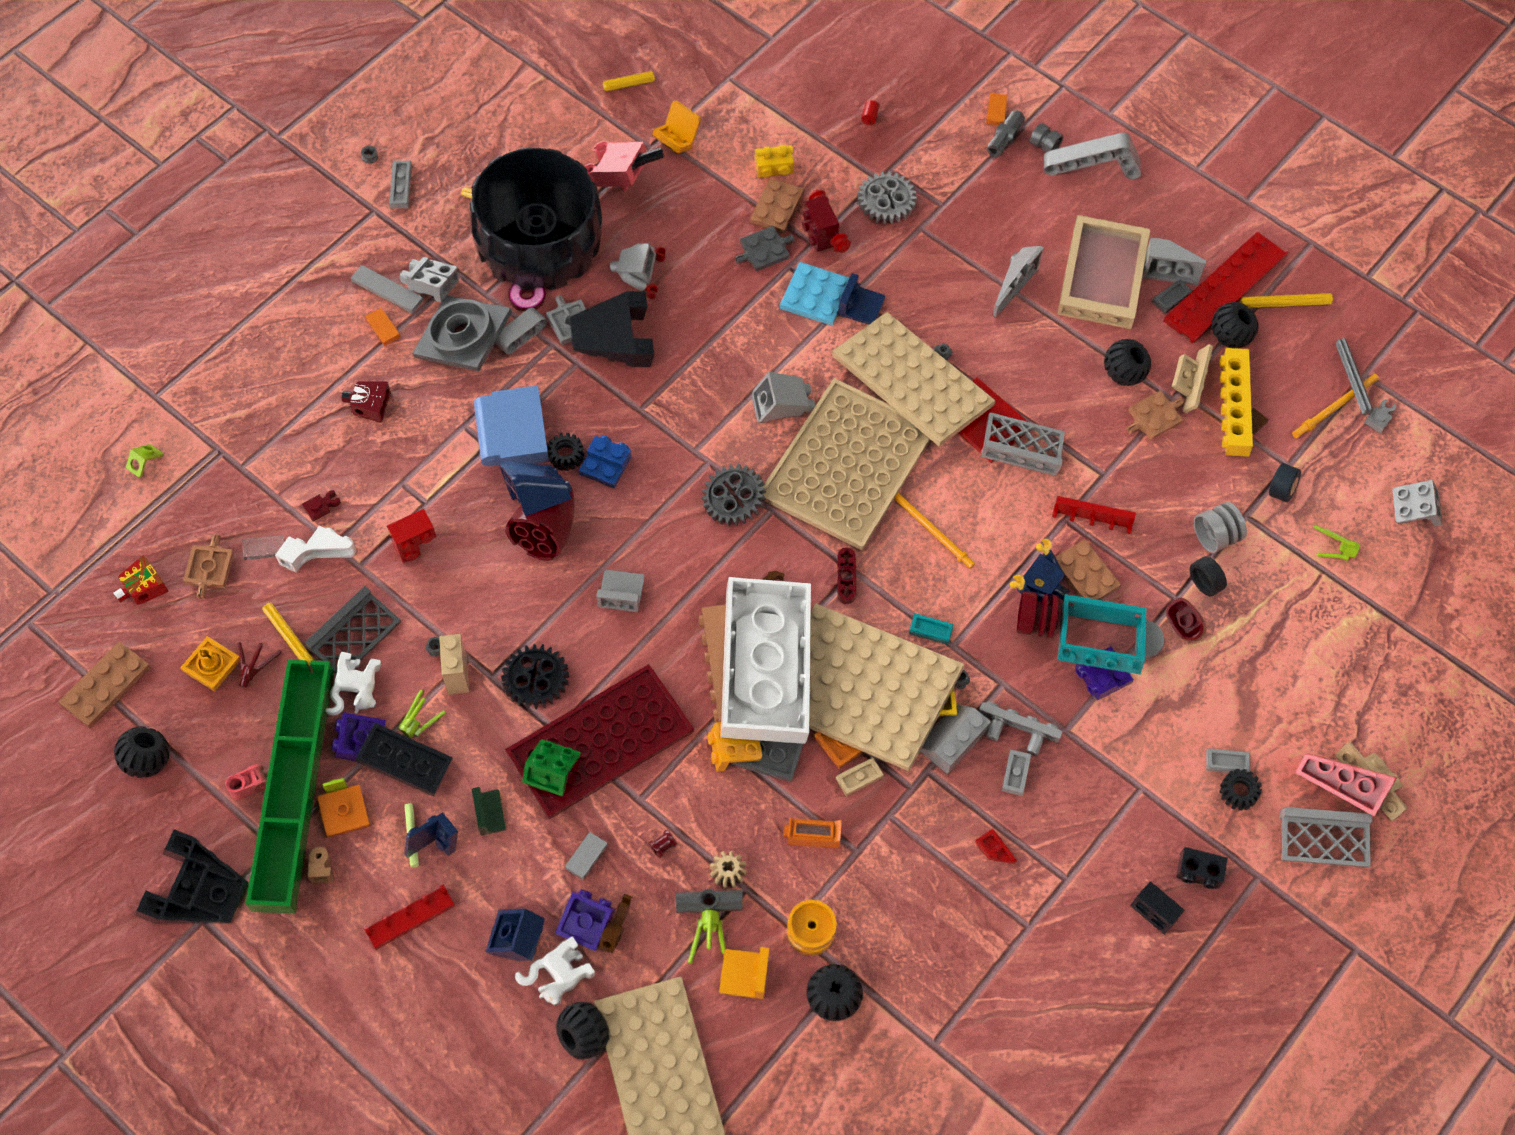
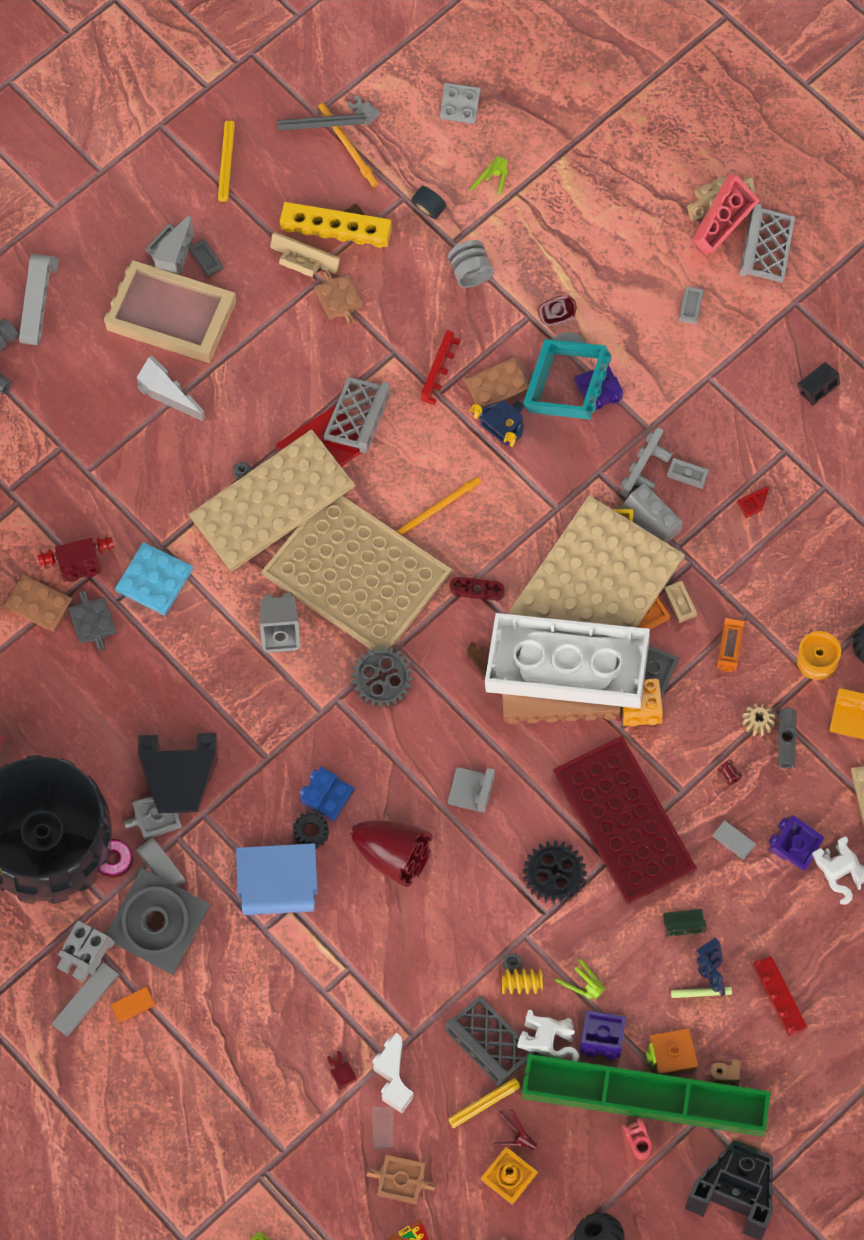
camera: 80 degrees left, 5 degrees up
(368, 399) = (225, 1019): dark red torso -> none
(404, 759) = (630, 992): black plate -> none
(411, 532) = (398, 979): red brick -> none
(413, 654) = (522, 980): none -> yellow piece
(454, 664) = (541, 939): tan brick -> none
(515, 934) = (804, 904): dark blue slope -> none
(535, 485) = (363, 848): dark blue windscreen -> none
(549, 767) = (652, 859): green bracket -> none
(612, 933) = (813, 820): reddish brown piece -> none
(637, 265) = (99, 743): light grey torso -> none
(709, 923) = (804, 740): lime plant -> none
(859, 302) = (174, 537): dark blue bracket -> none
(887, 191) = (44, 481): light grey gear -> none
(931, 628) = (539, 523): teal tile -> none
(1037, 614) = (541, 429): dark red wheel -> none
(1127, 362) = (279, 309): black wheel -> none
(1202, 862) = (785, 342): black brick -> none
(1208, 576) = (518, 283): black tyre -> none
(1225, 285) = (209, 214): red plate -> none
(1234, 325) = (251, 209): black wheel -> none
(1240, 801) = (717, 309): black tyre -> none

